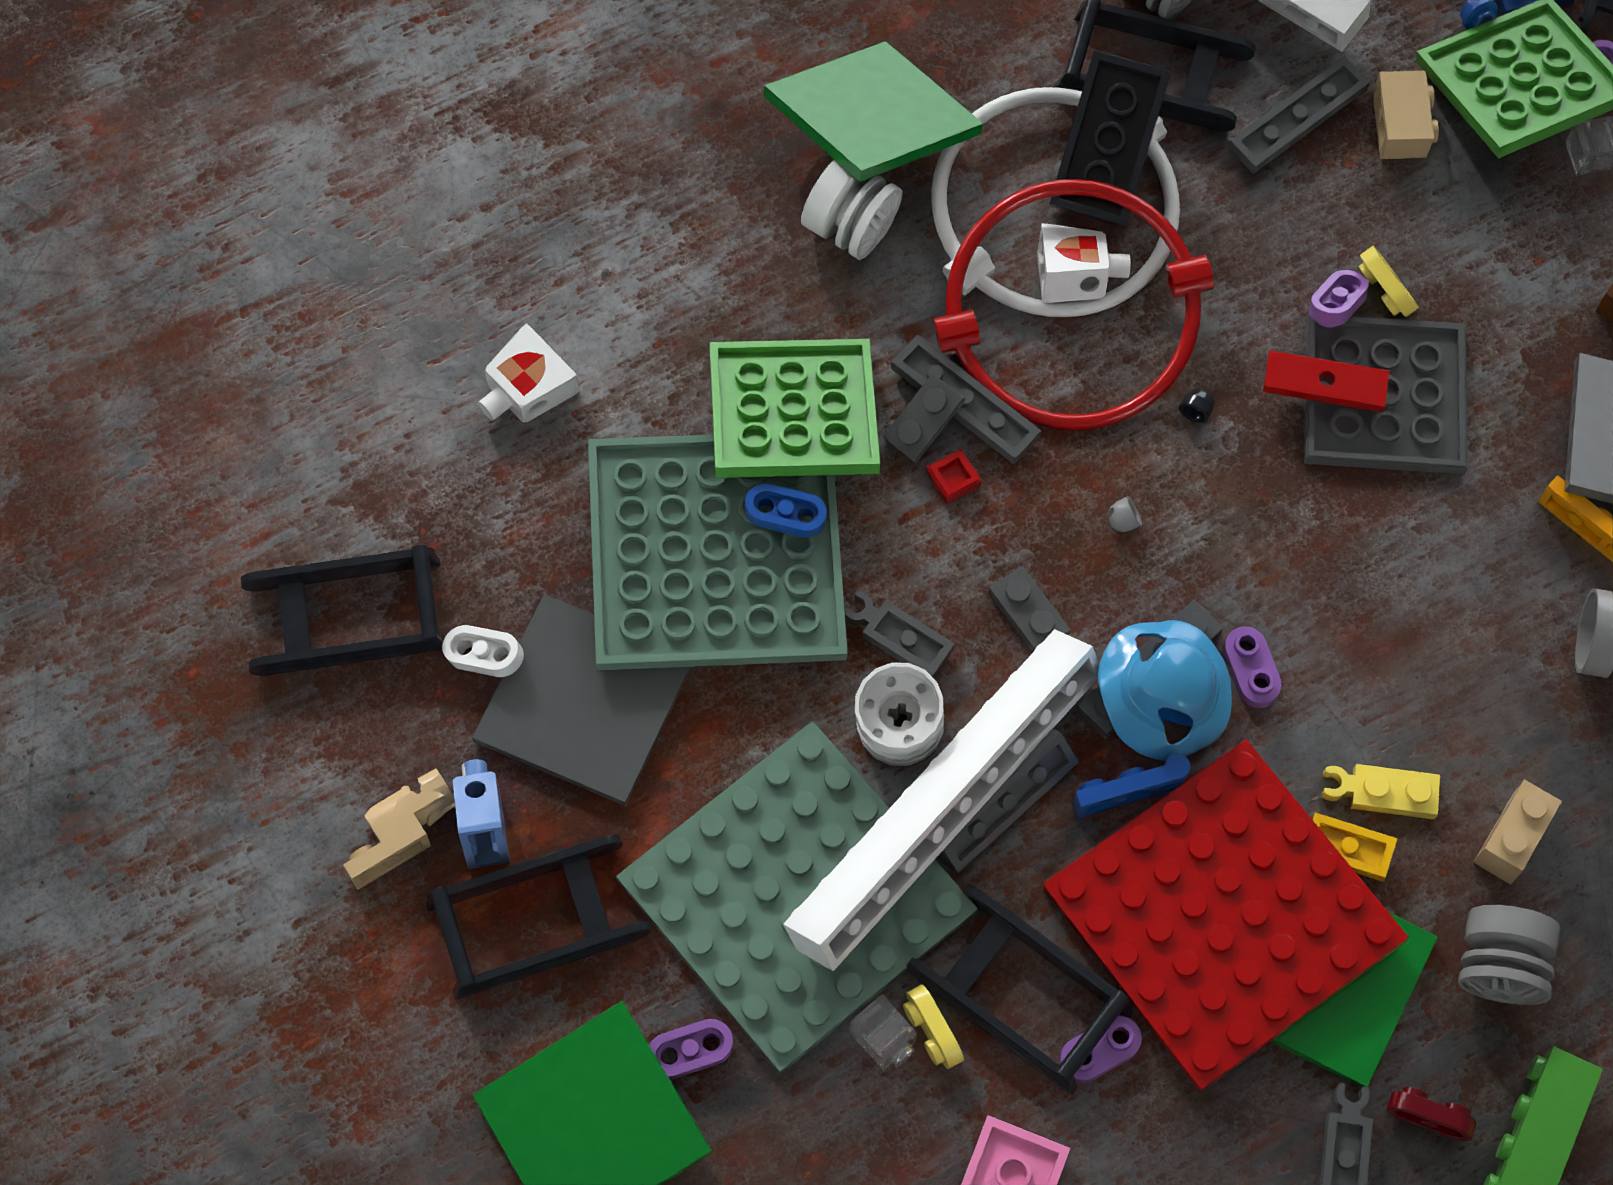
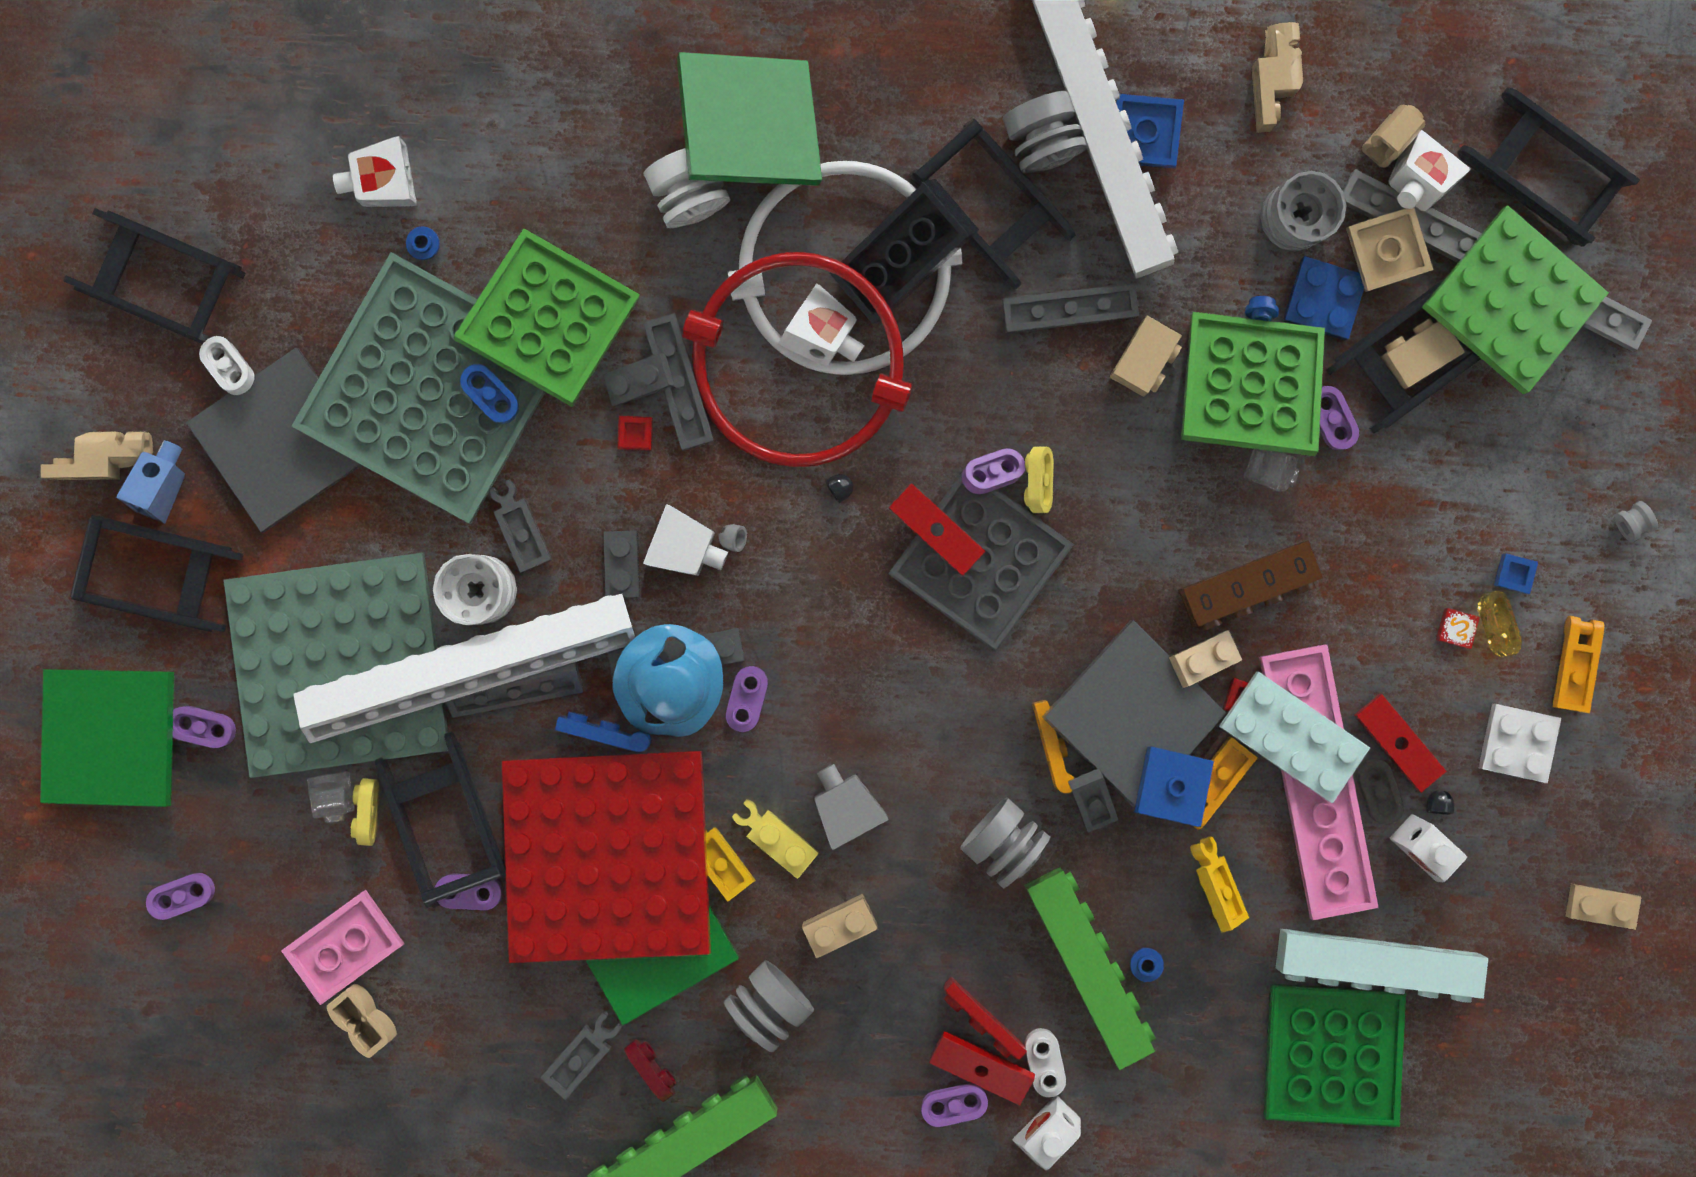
camera: 30 degrees right, 20 degrees up
(612, 429) = (431, 248): none -> blue plate
(1080, 549) = (683, 545): none -> white torso
(1434, 709) = (846, 807): none -> light grey torso

